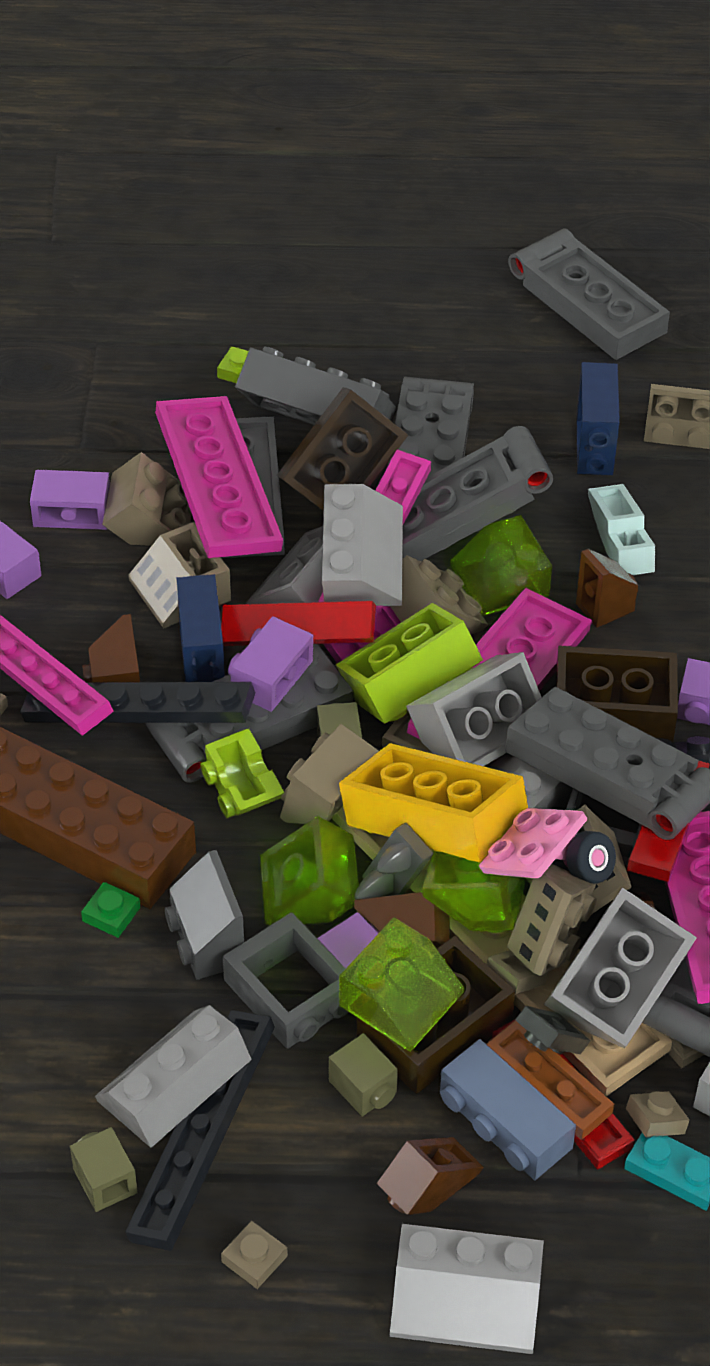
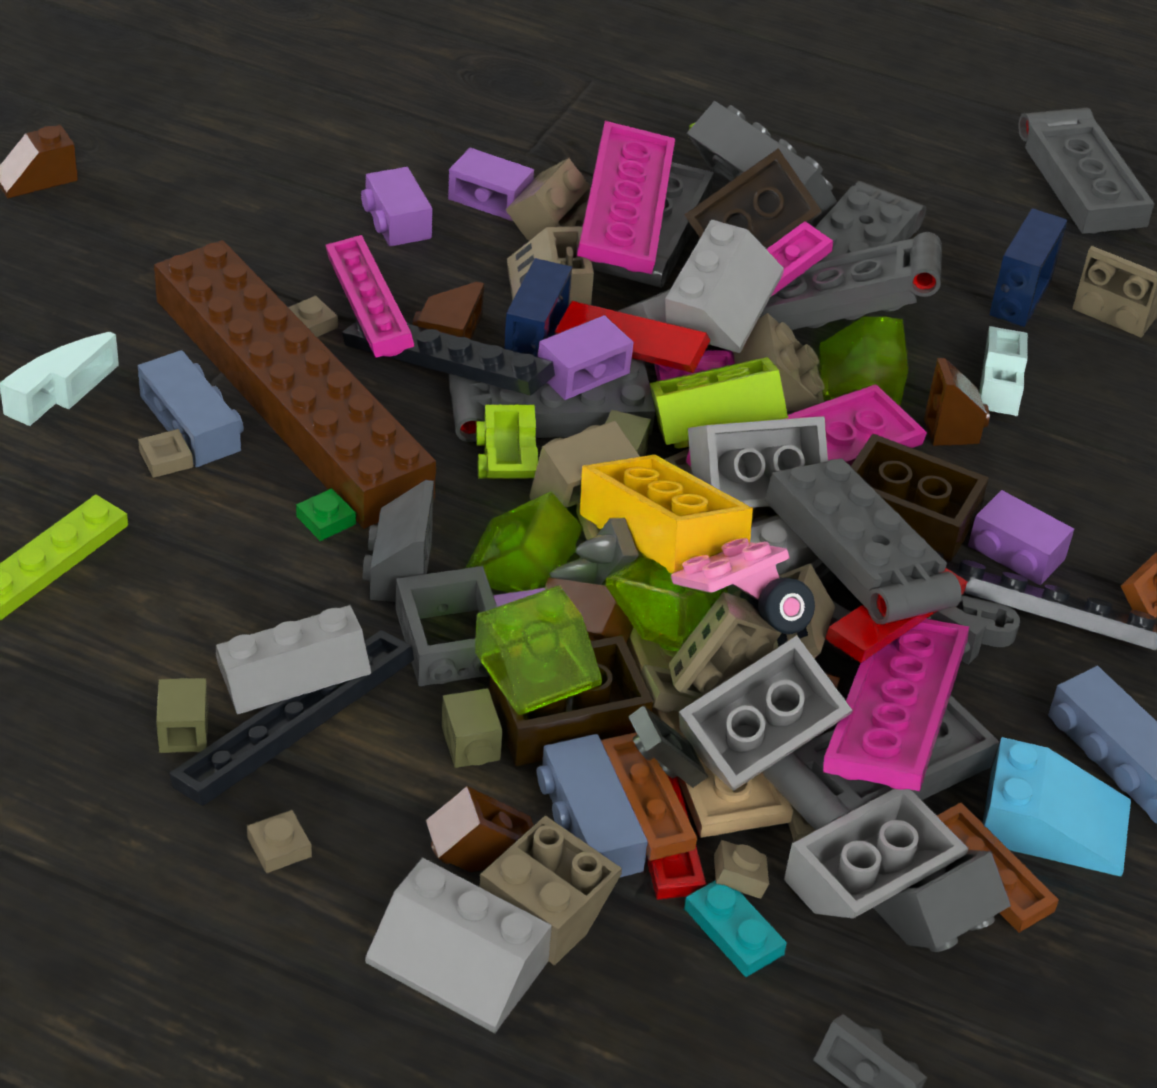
camera: 20 degrees right, 5 degrees down
(515, 1194) = (555, 881): none -> dark tan slope

